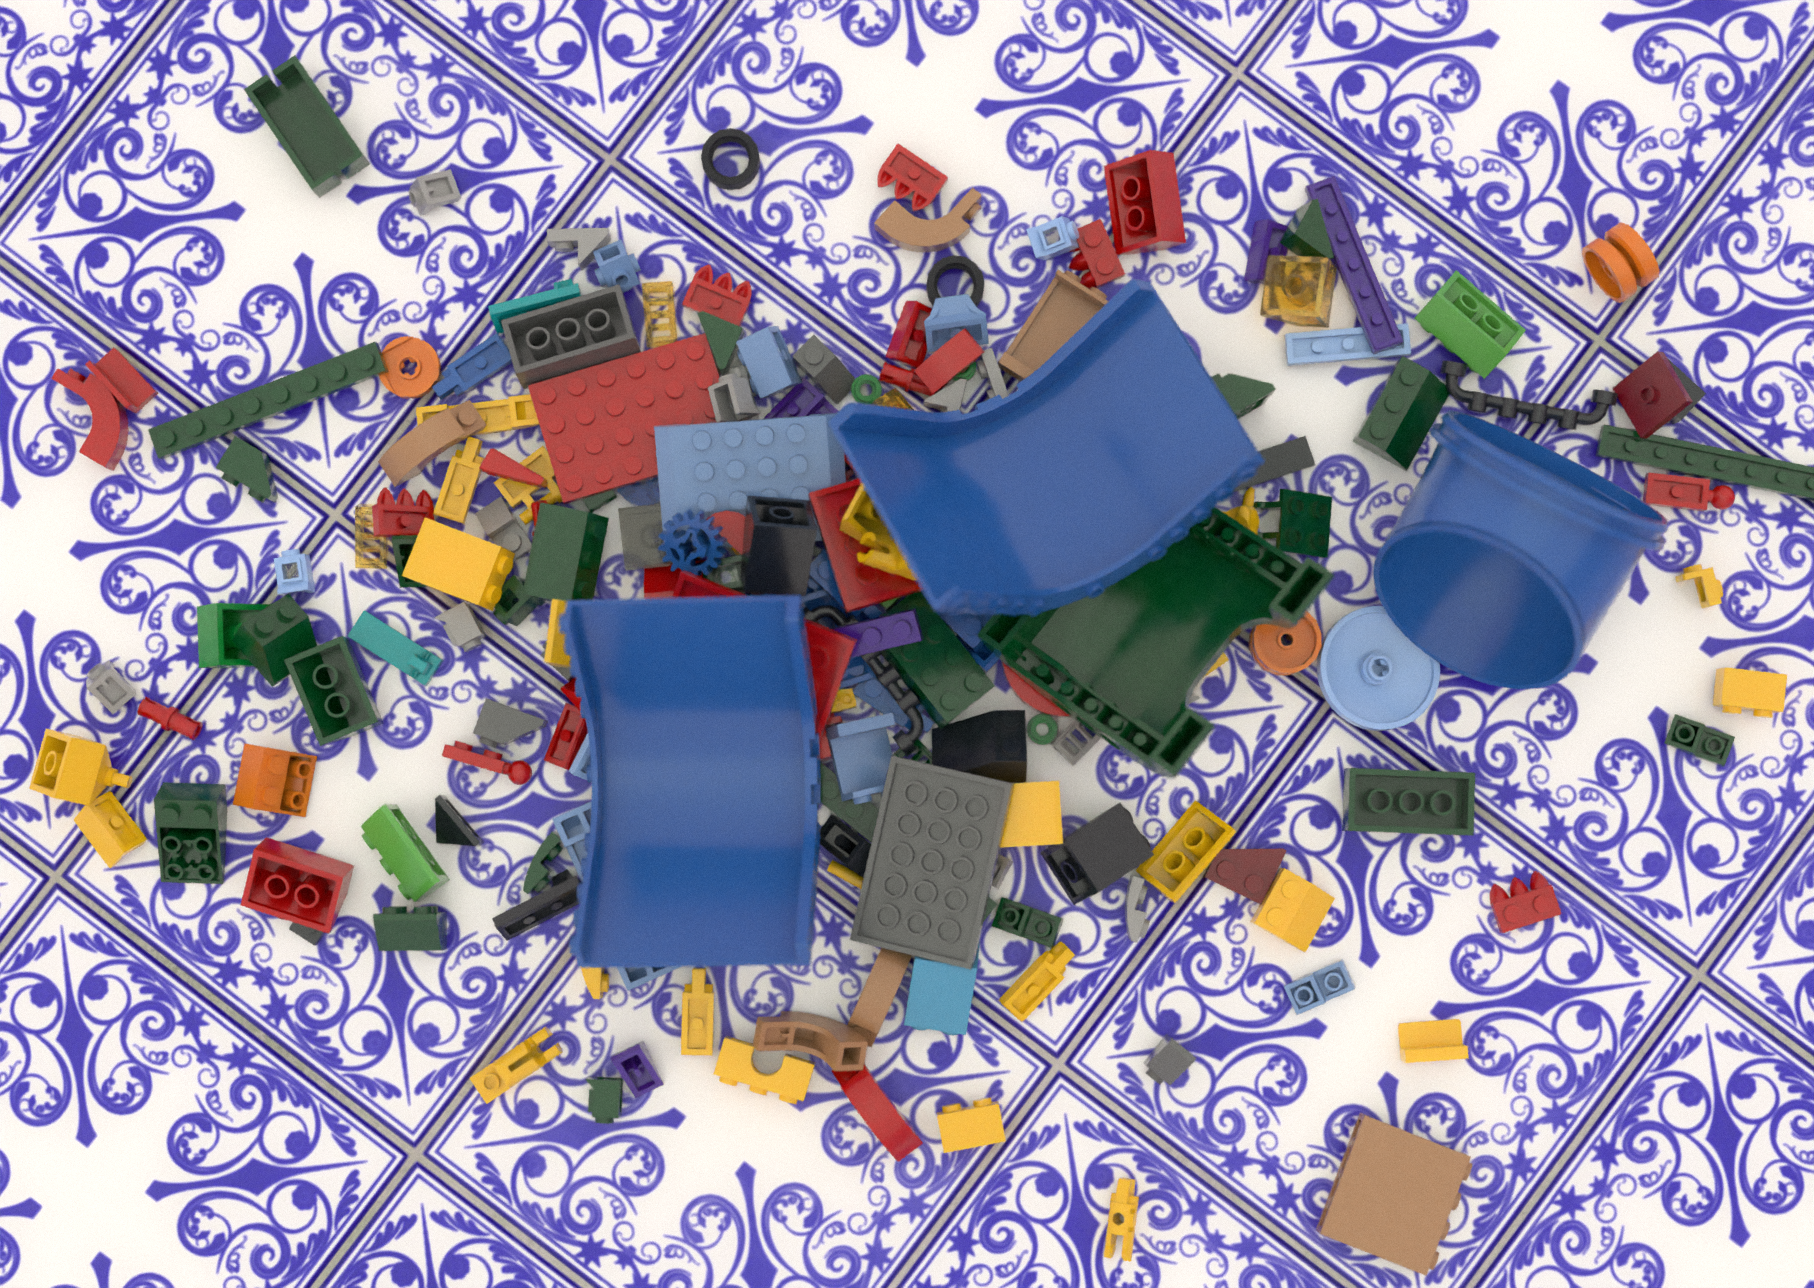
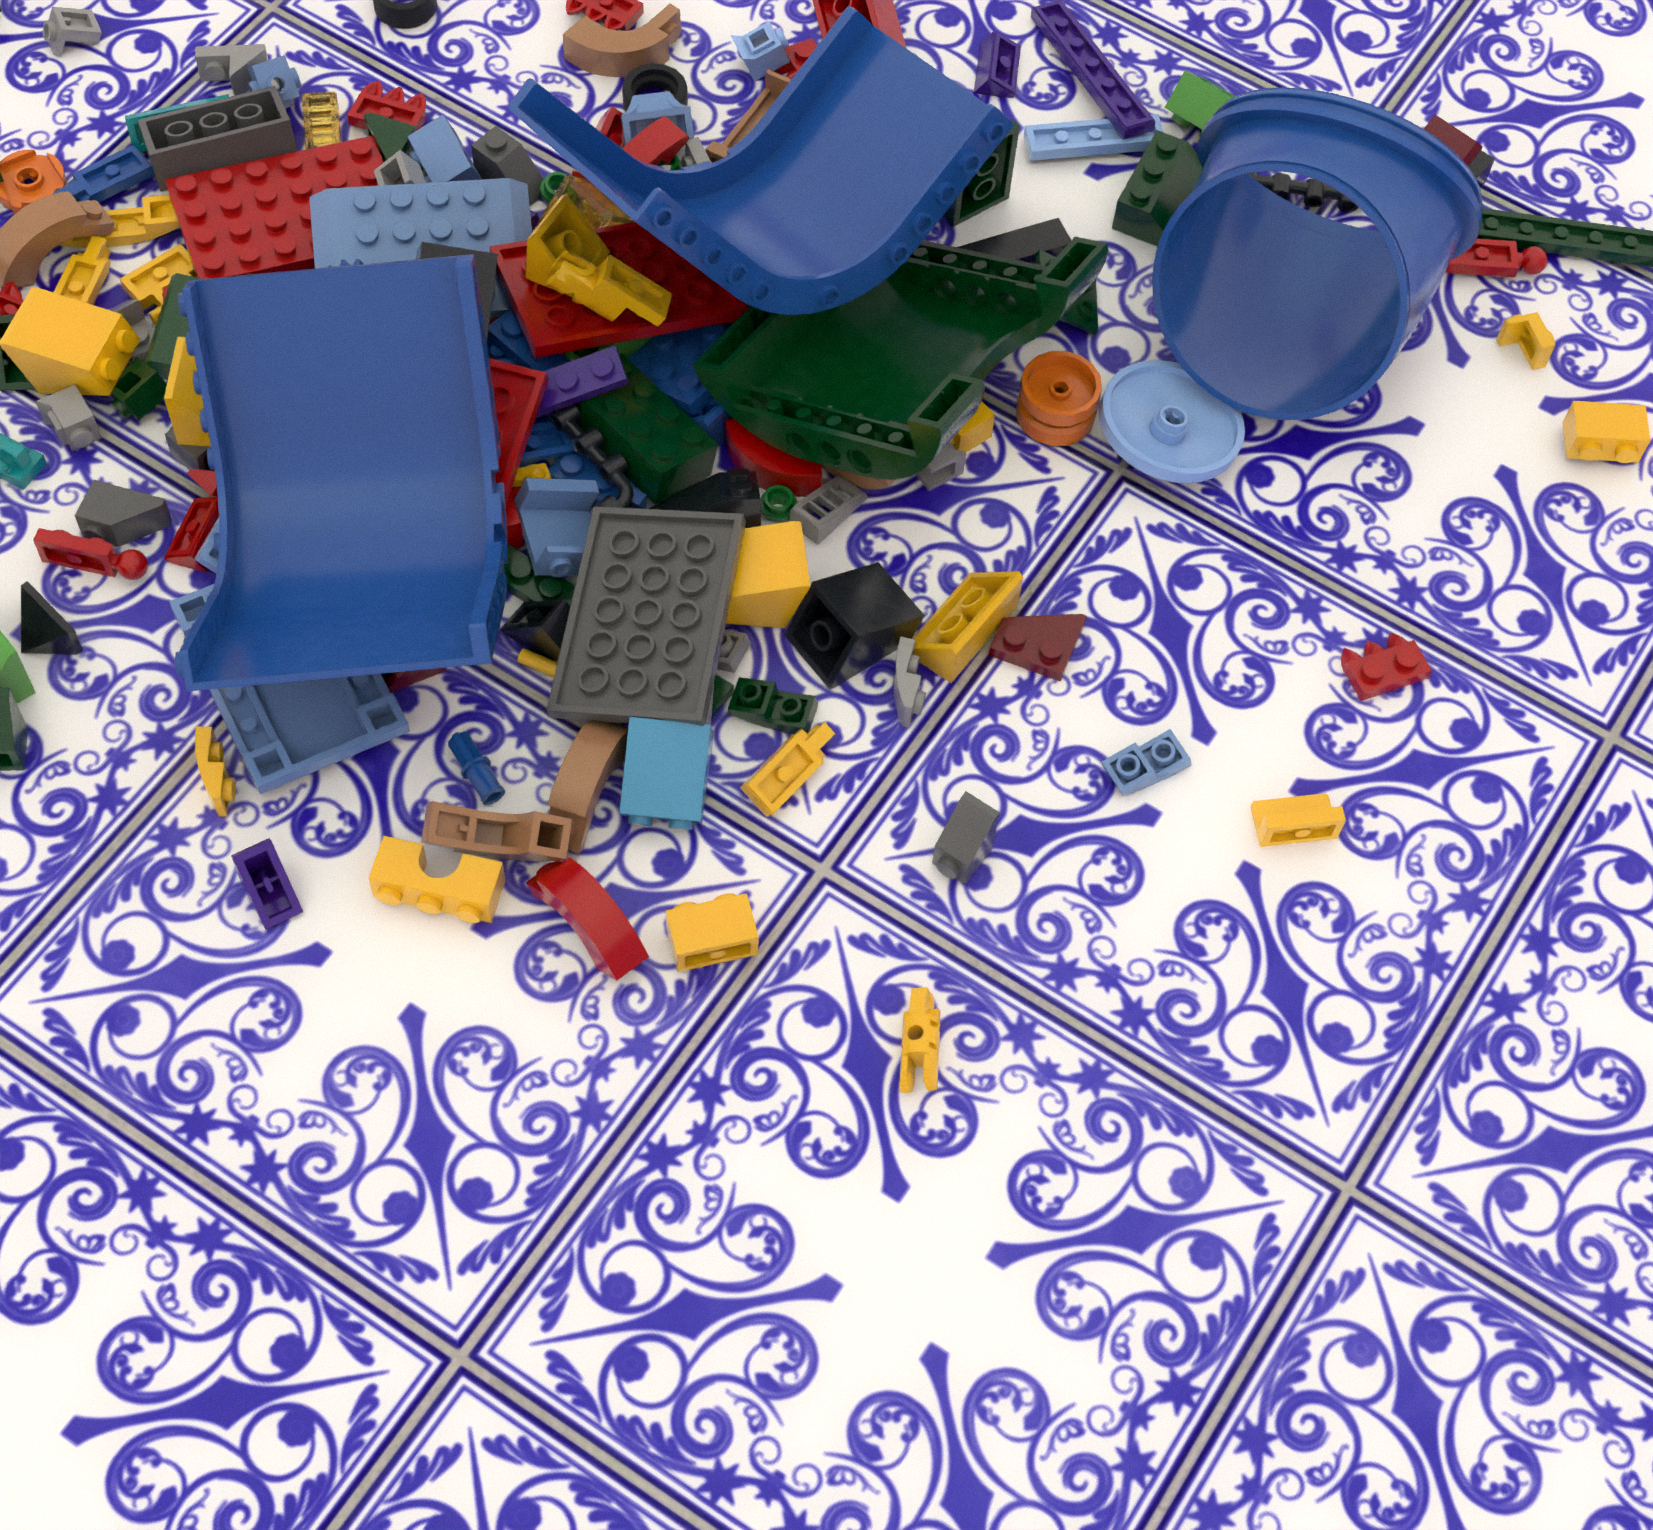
camera: 10 degrees left, 25 degrees down
(502, 466) = (139, 256): slope -> none
(514, 1066) = (106, 888): yellow plate -> none
(538, 871) = (148, 669): dark green slope -> none
(539, 908) = (145, 711): black hinge -> none
(605, 1098) = (224, 922): dark green window -> none
(697, 1016) = (350, 825): yellow hinge -> none
(798, 980) = (476, 768): none -> blue axle
(1292, 909) = (1102, 675): yellow slope -> none
(1299, 290) = (1036, 86): clear yellow slope -> none
(1308, 233) = (1041, 45): dark green slope -> none
(1394, 1194) = (1277, 989): medium nougat panel -> none
(1408, 801) = (1227, 552): dark green brick -> none
(1620, 262) = (1379, 49): orange wheel -> none
(1699, 740) = (1550, 490): dark green slope -> none

